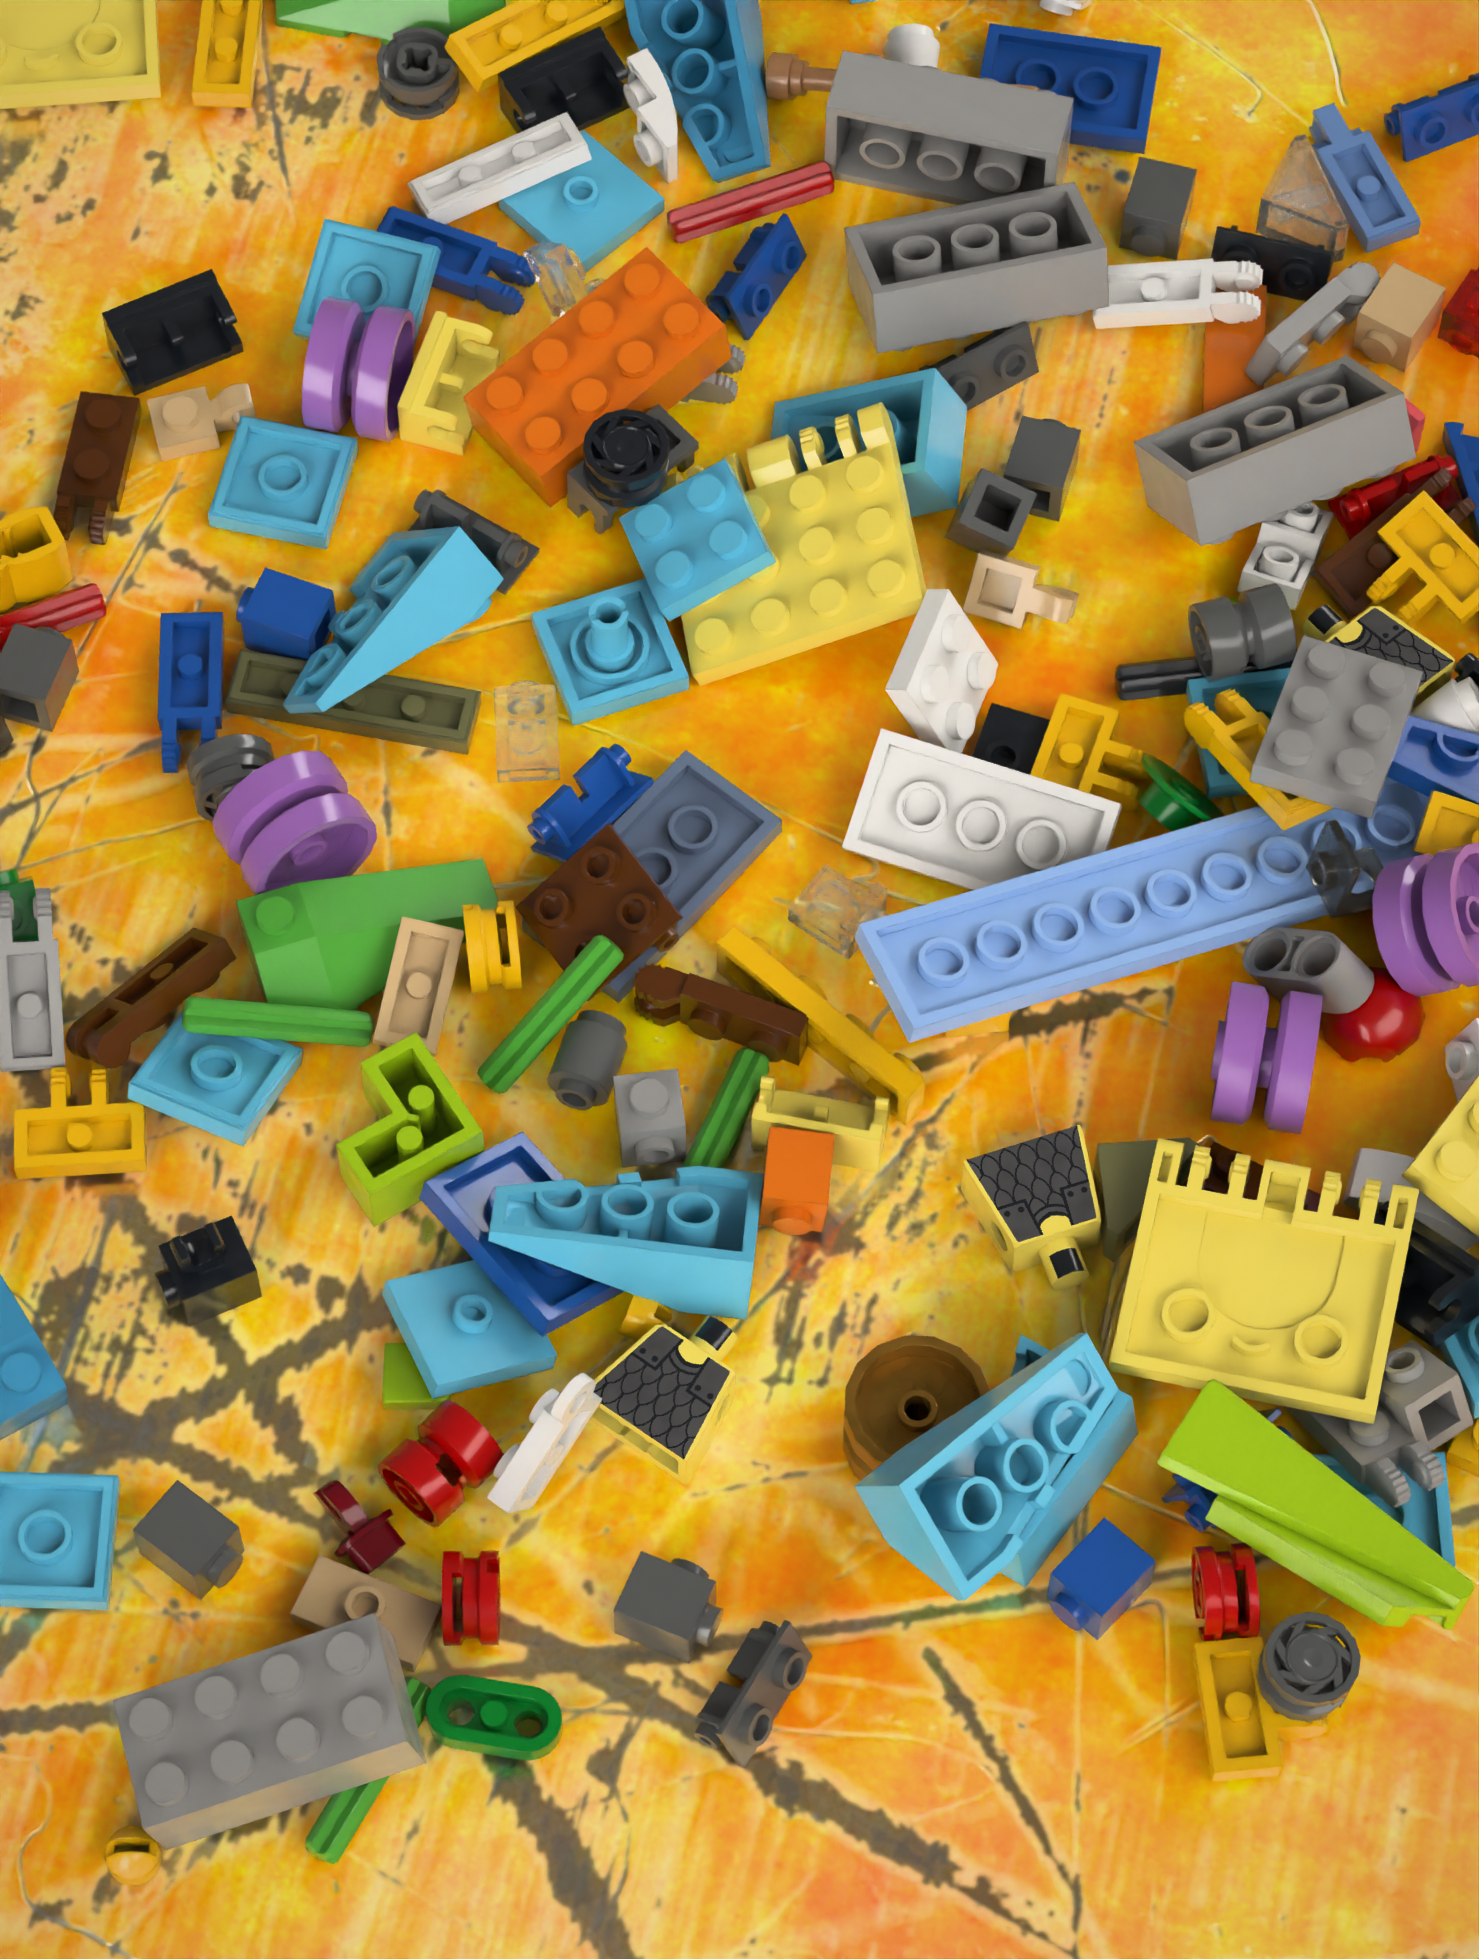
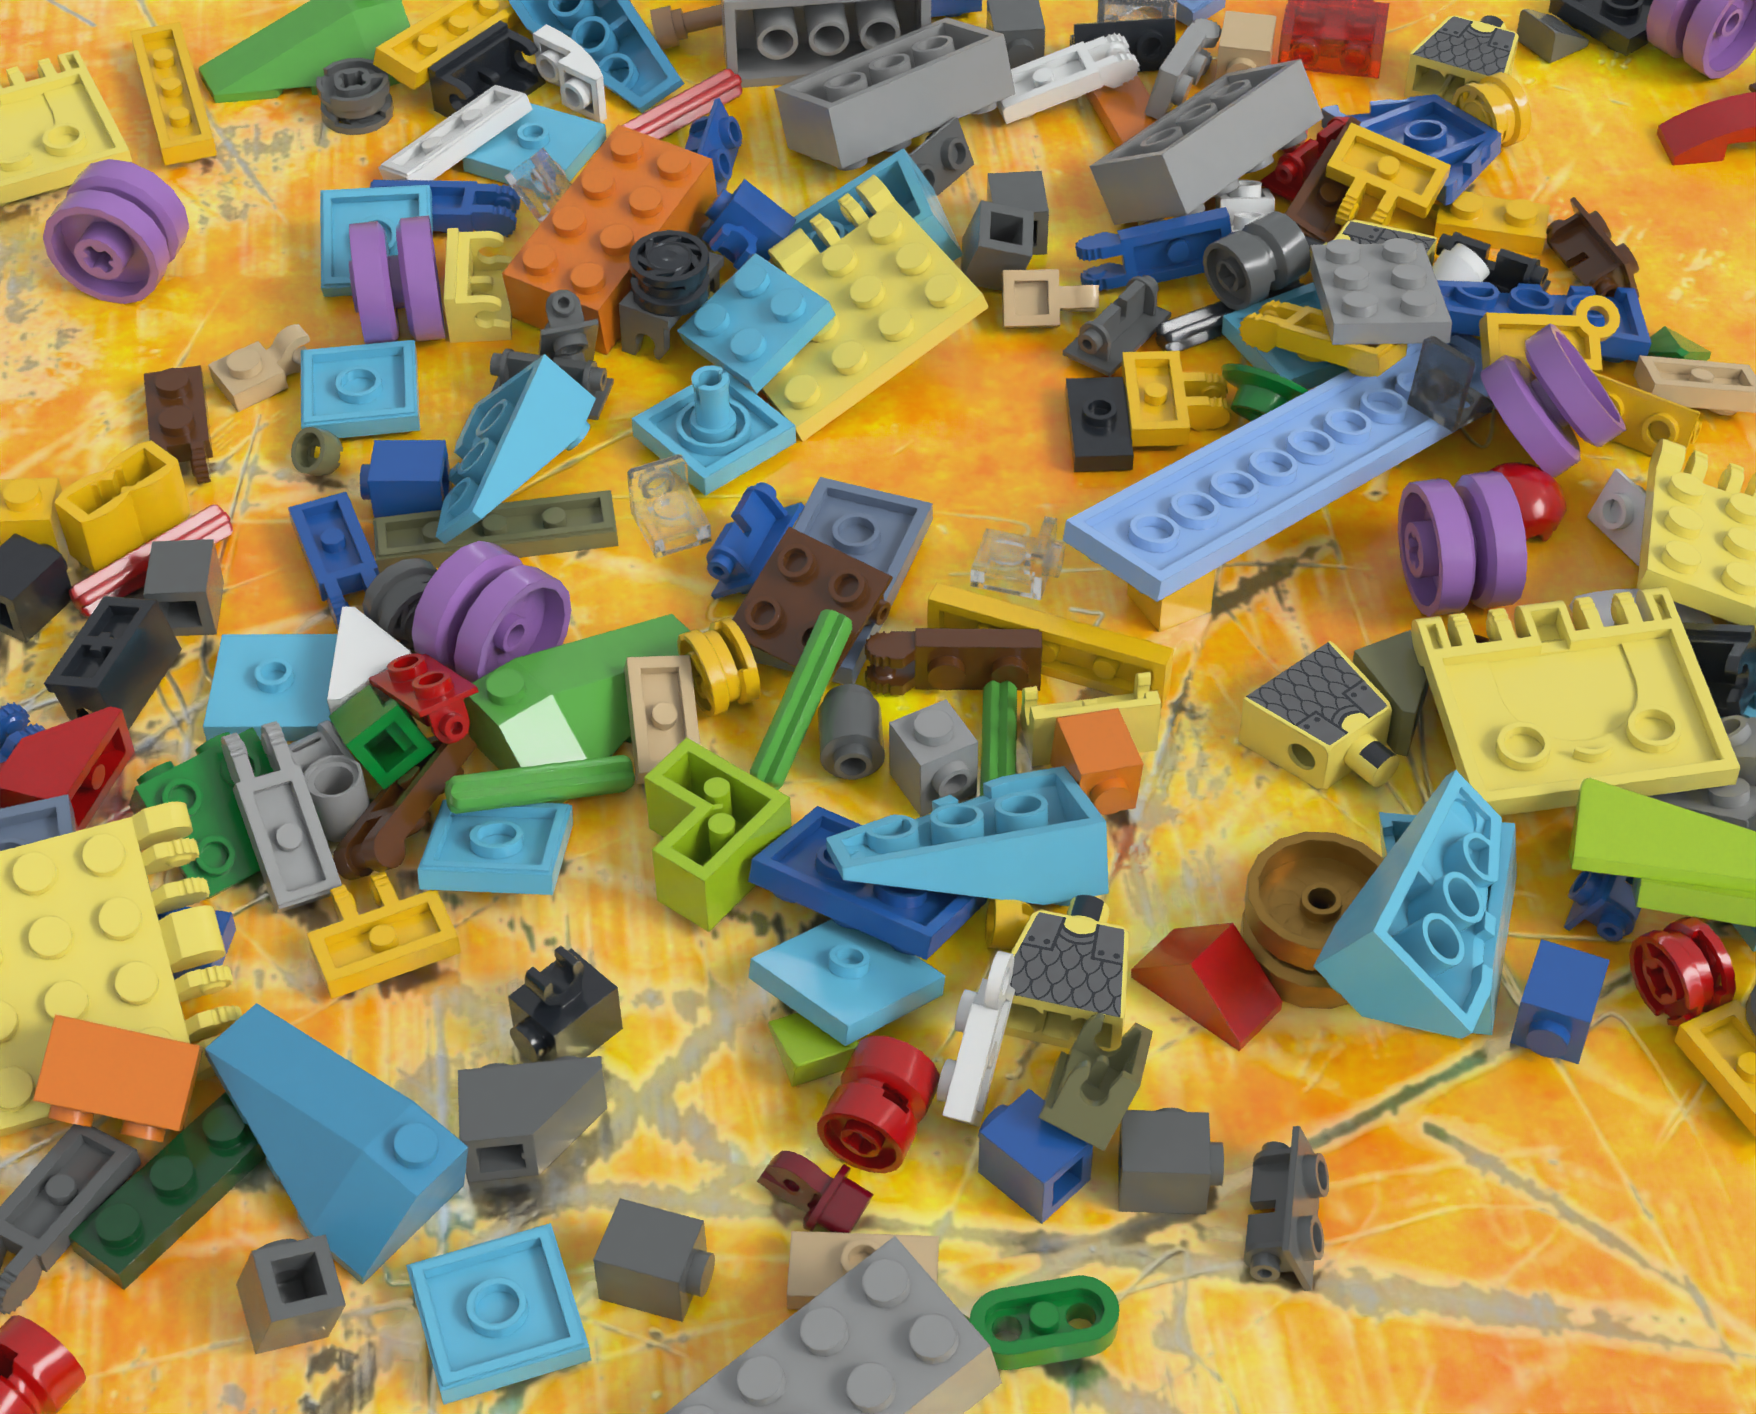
camera: 20 degrees left, 15 degrees down
(84, 819) = (270, 681): none -> medium azure plate
(88, 940) = (332, 780): none -> light grey piece
(103, 208) = (116, 231): none -> medium lavender wheel
(136, 1362) = (526, 1113): none -> dark grey slope
(148, 920) = (381, 735): none -> green brick
(164, 841) = (359, 653): none -> white slope
(172, 332) = (210, 311): black hinge -> none
(201, 897) = (429, 694): none -> red hinge
(213, 560) = (304, 449): none -> olive hinge
(478, 1598) = (970, 1214): red wheel -> none
(499, 491) = (567, 332): none -> dark grey hinge
(556, 1559) = (1032, 1158): none -> blue brick
(629, 1516) = (1095, 1086): none -> olive hinge
(740, 407) = (745, 224): none -> blue brick
(799, 1442) = (1211, 980): none -> red slope
(942, 673) = (1021, 358): white plate -> none
(970, 816) = (1080, 452): white plate -> none
(1078, 656) = (1119, 328): none -> dark grey hinge
(1154, 571) = (1156, 249): none -> blue hinge
(1311, 964) = (1454, 455): light grey beam -> none

